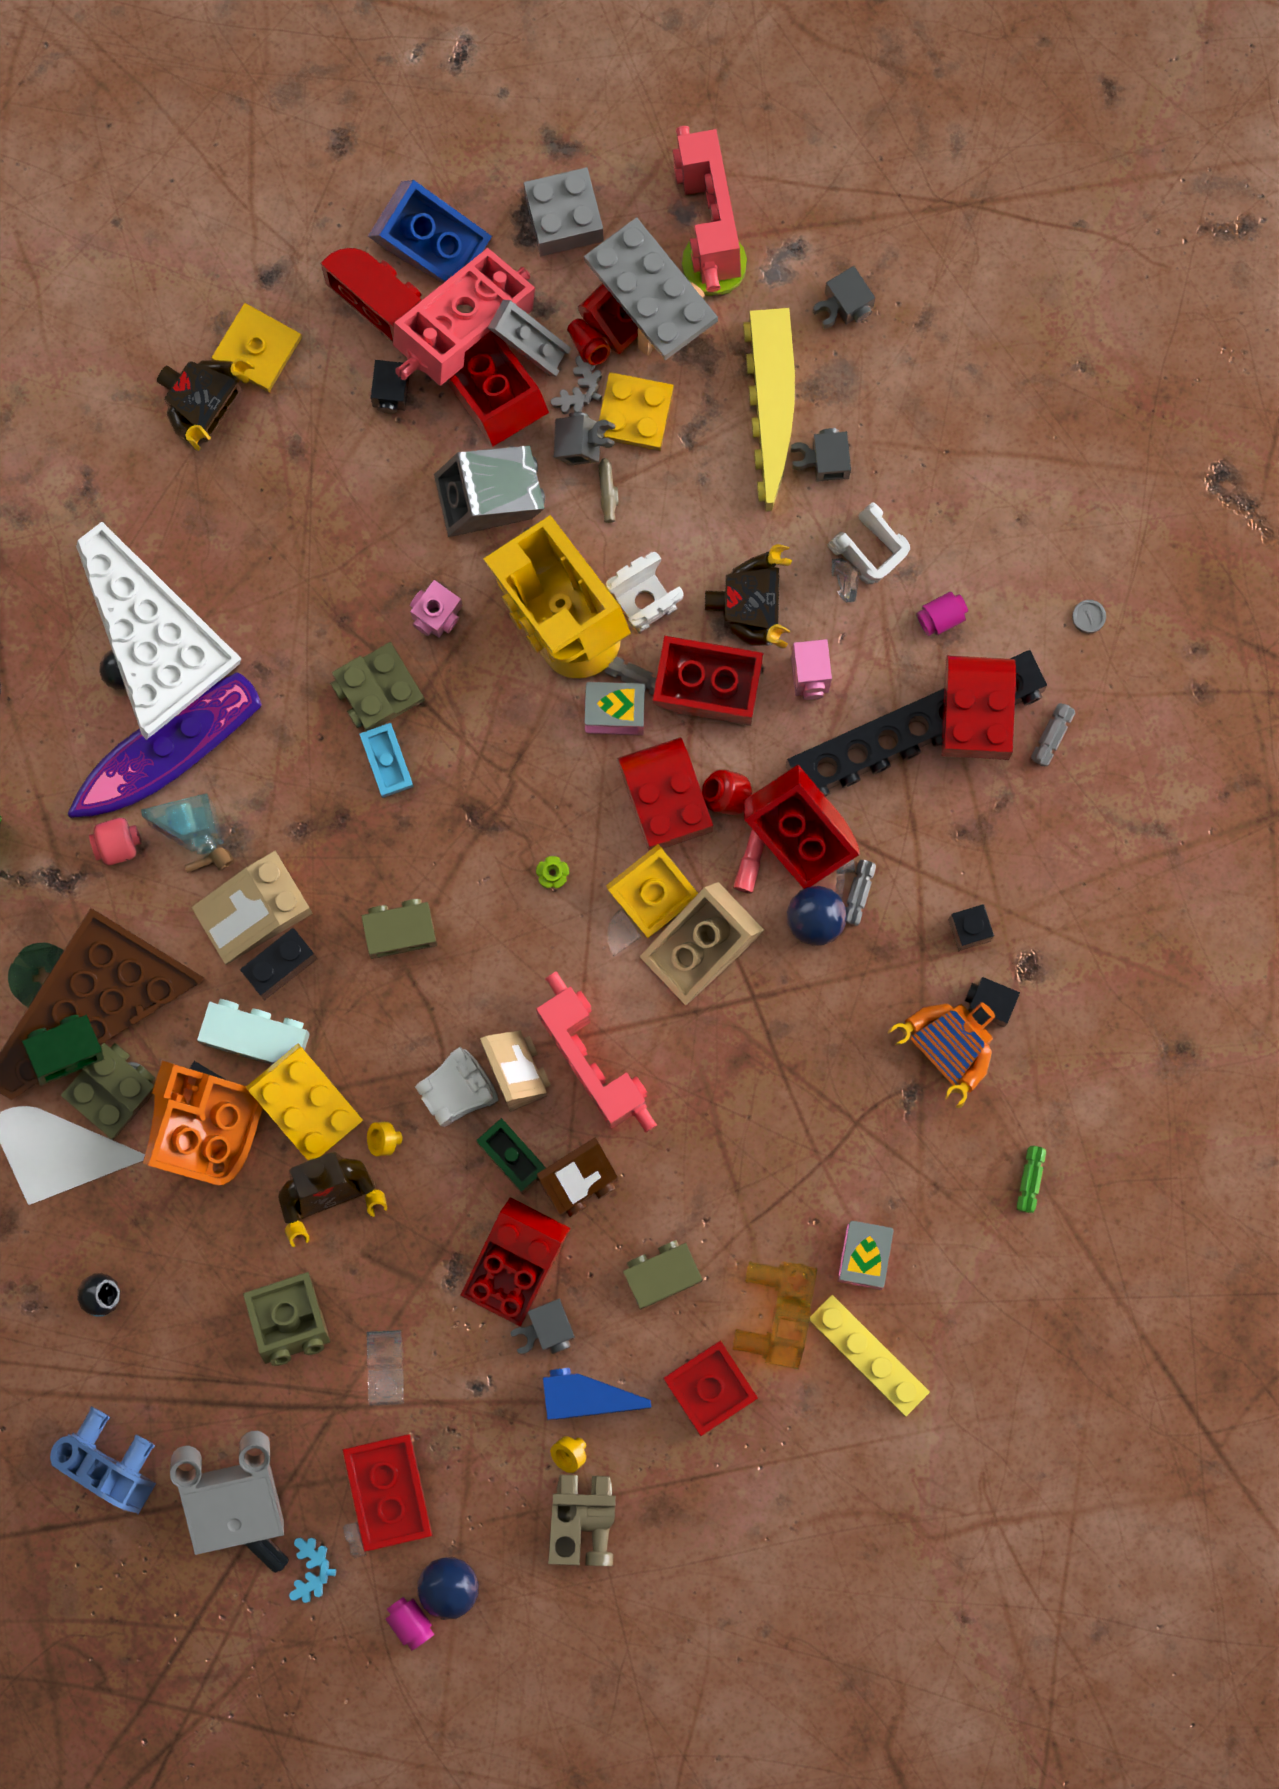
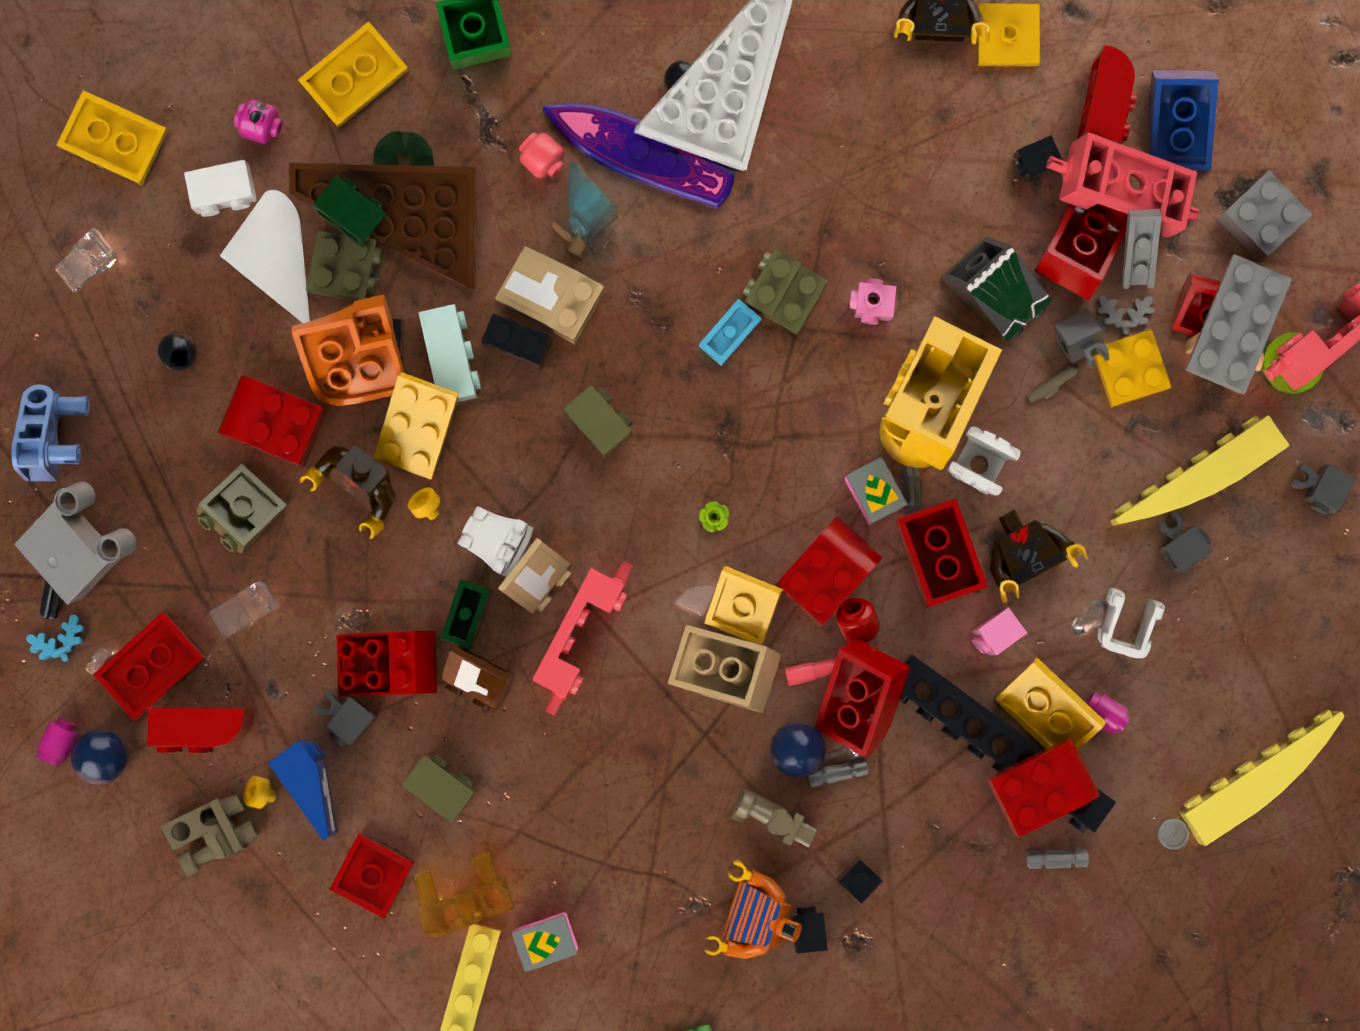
camera: 60 degrees right, 5 degrees up
(218, 1241) = (272, 421): none -> red brick
(474, 1474) = (196, 728): none -> red brick
(589, 343) = (1166, 300): red cone -> none
(881, 965) = (775, 818): none -> dark tan hips
(907, 662) = (1048, 707): none -> yellow plate
(1083, 513) = (1257, 782): none -> light yellow slope

